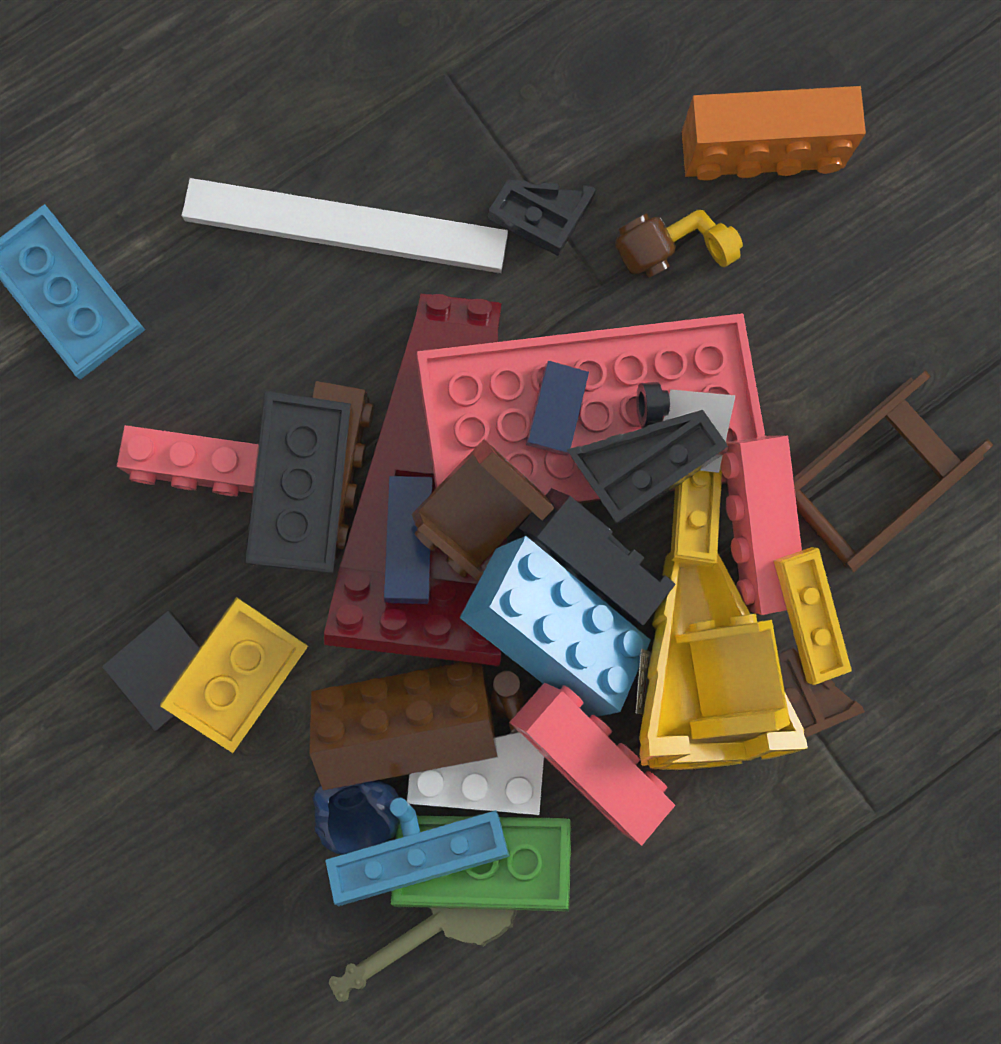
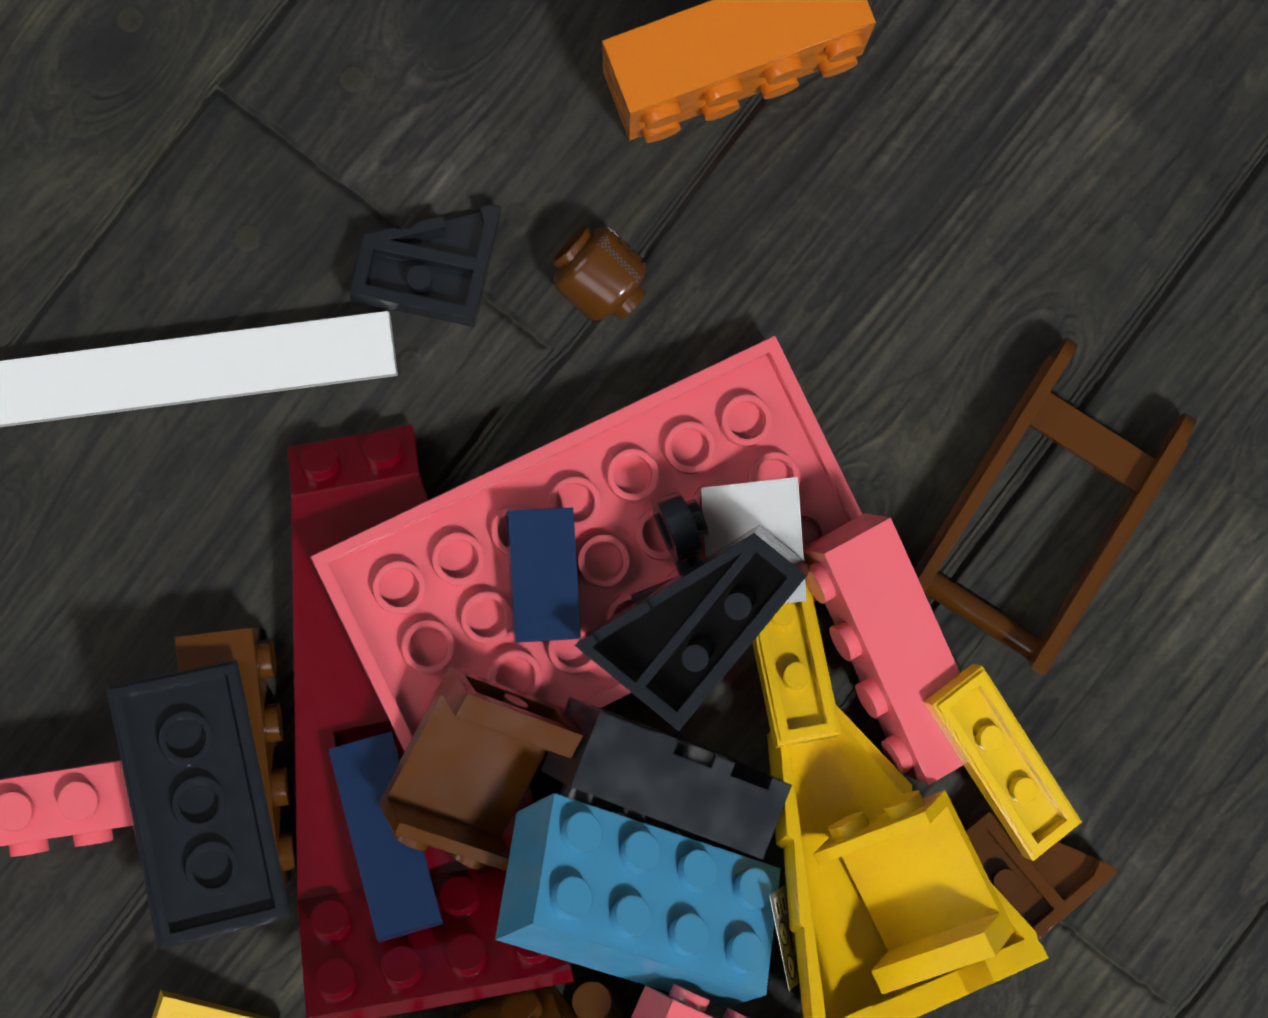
camera: 25 degrees left, 5 degrees up
(721, 241) = (713, 232): yellow plate -> none

